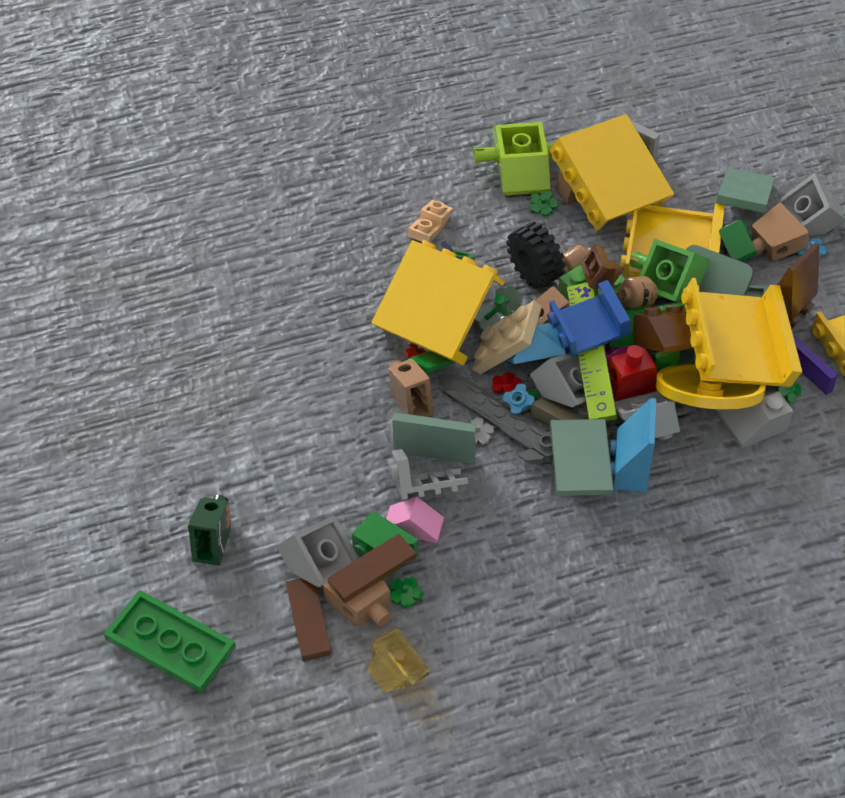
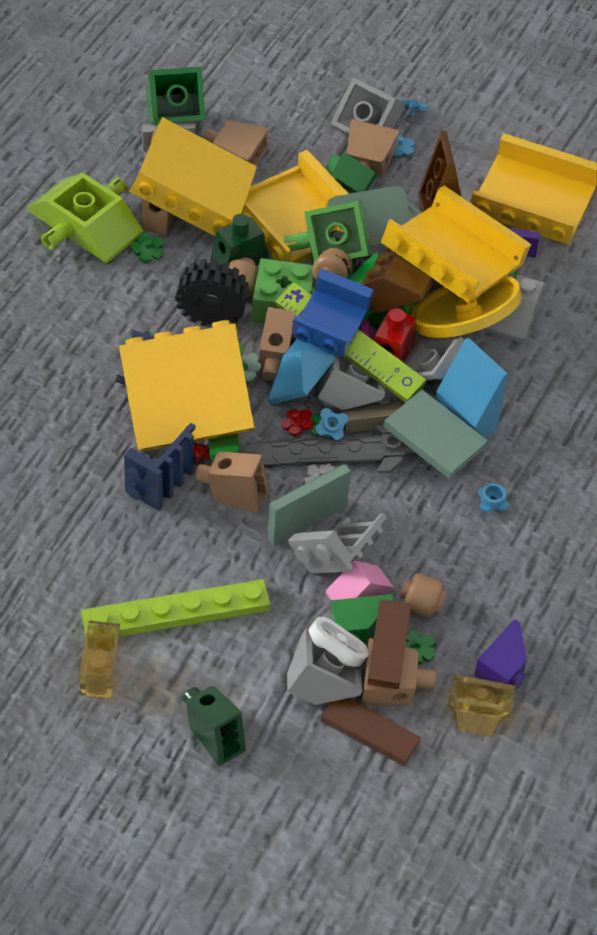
camera: 50 degrees left, 0 degrees up
(170, 641) = (287, 840): green plate -> none
(193, 434) = (99, 659): none -> clear yellow slope
(283, 444) = (182, 608): none -> lime plate
(342, 541) = (338, 641): none -> white plate
(356, 345) = (154, 480): none -> dark blue plate
(431, 221) = (71, 329): light nougat slope -> none
(444, 559) = (424, 594): none -> medium nougat head
(449, 647) = (504, 658): none -> dark purple slope
(507, 337) = (276, 376): tan plate -> none
(579, 528) = (490, 492): none -> dark azure plate
(599, 268) = (288, 265): reddish brown slope -> none
(602, 231) = (239, 240): none -> dark green torso
(662, 109) = (175, 95): none -> green slope
(685, 173) = (240, 139): none -> medium nougat torso
(745, 190) = (305, 127): sand green tile -> none

